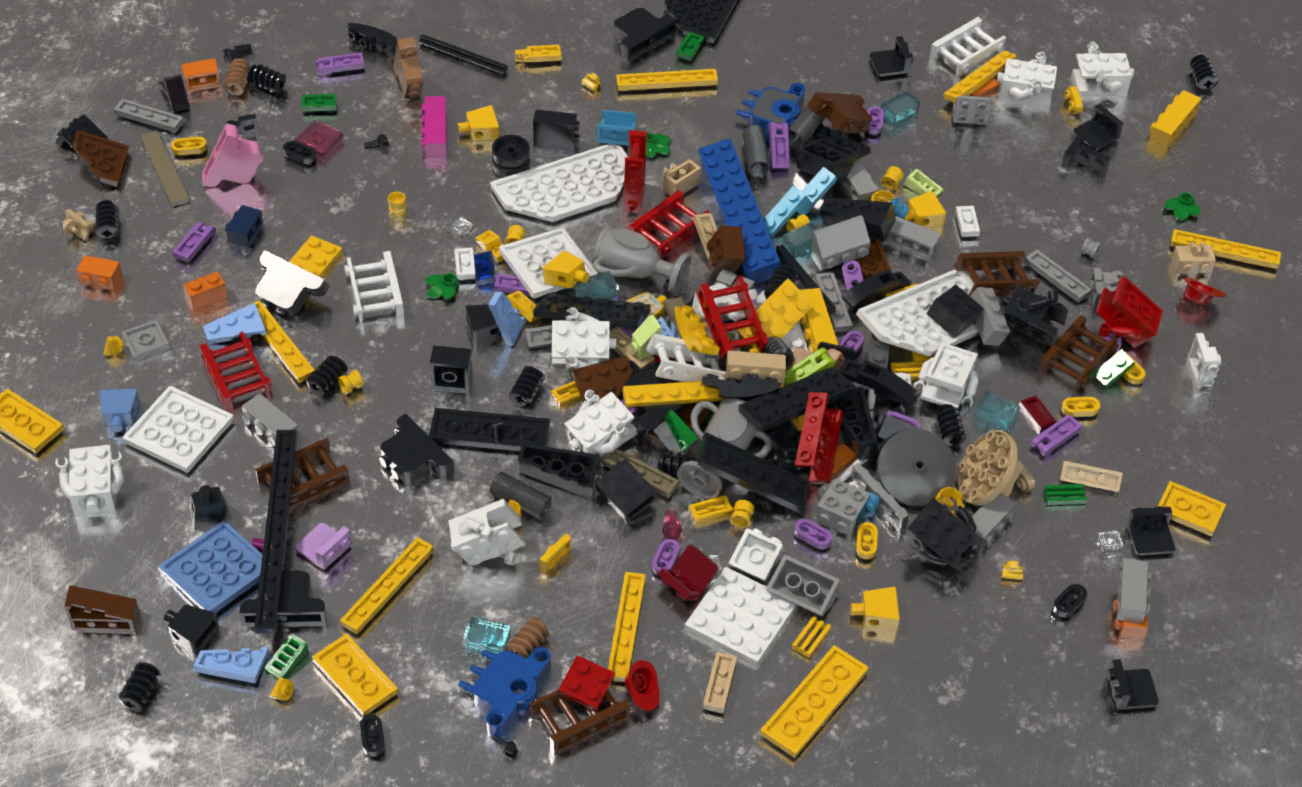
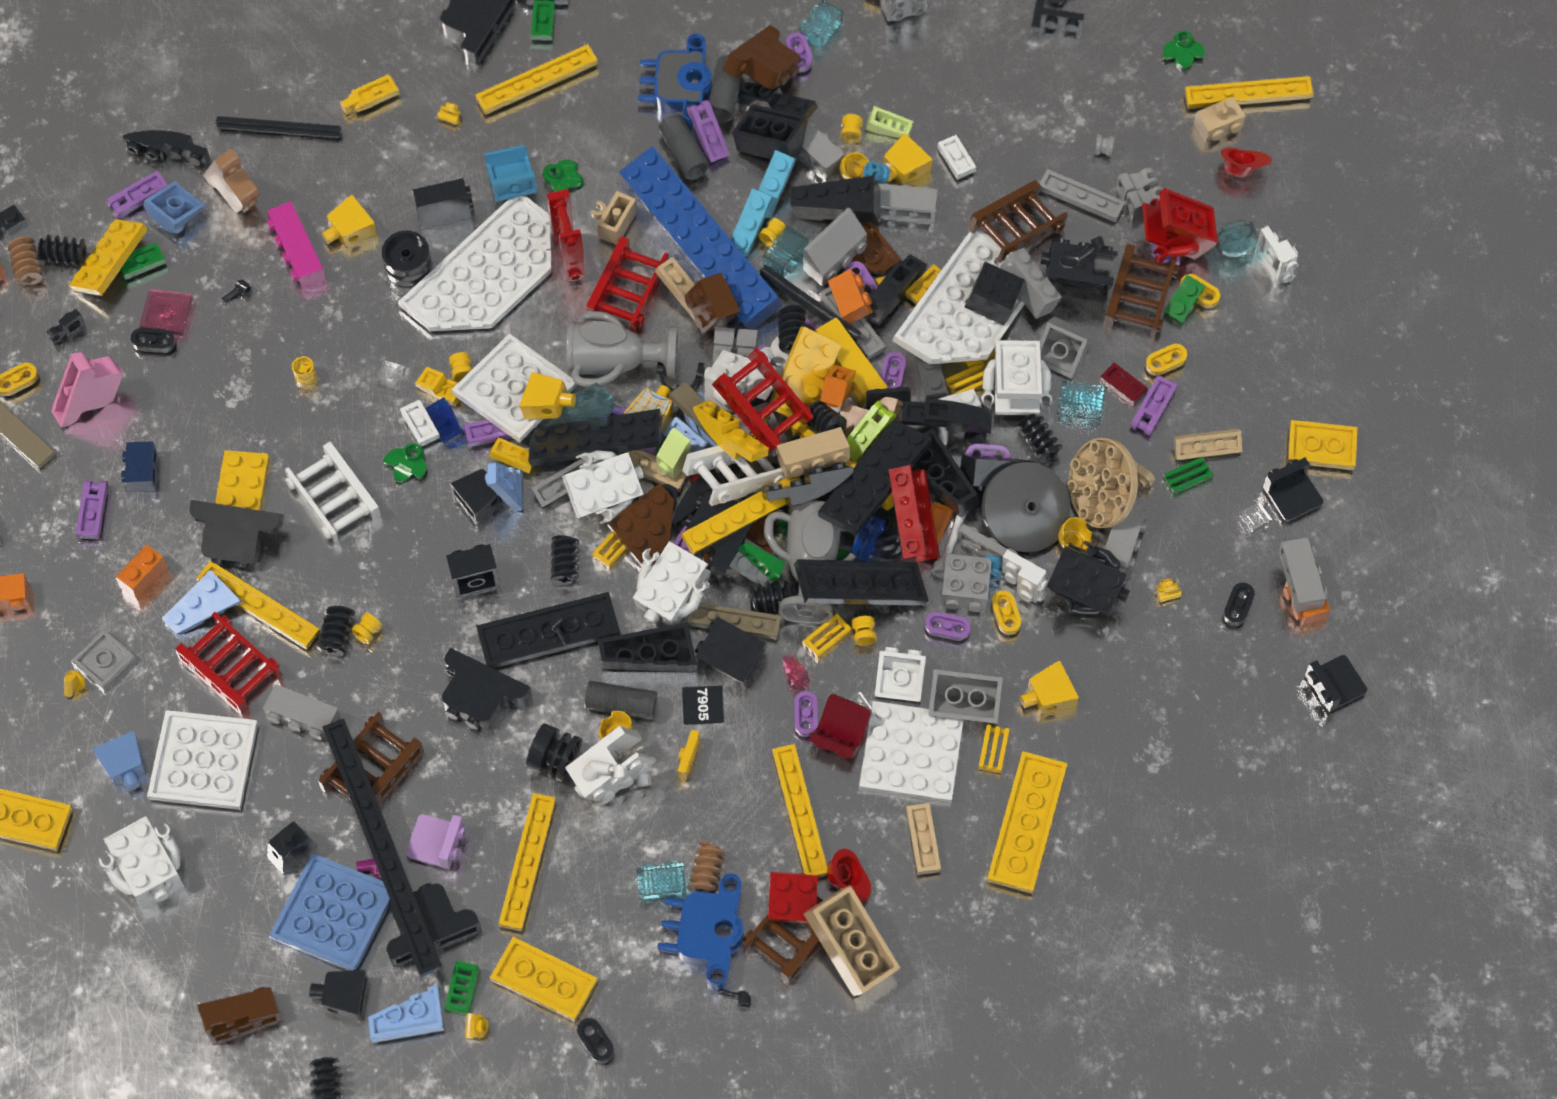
camera: 20 degrees left, 15 degrees up
(296, 92) = (108, 257): none -> yellow plate
(359, 77) = (173, 207): none -> medium blue slope
(442, 506) = (550, 751): none -> black wheel
(586, 524) = (702, 705): none -> black sticker
(619, 731) = (852, 941): none -> tan brick
(769, 446) = (867, 538): none -> clear blue plate
(797, 332) = (837, 386): none -> orange brick
(838, 279) = (850, 296): none -> orange brick
(893, 515) = (1029, 577): none -> white plate
(998, 370) = (1064, 346): none -> light grey slope
(1174, 342) = (1237, 240): none -> clear light blue cylinder

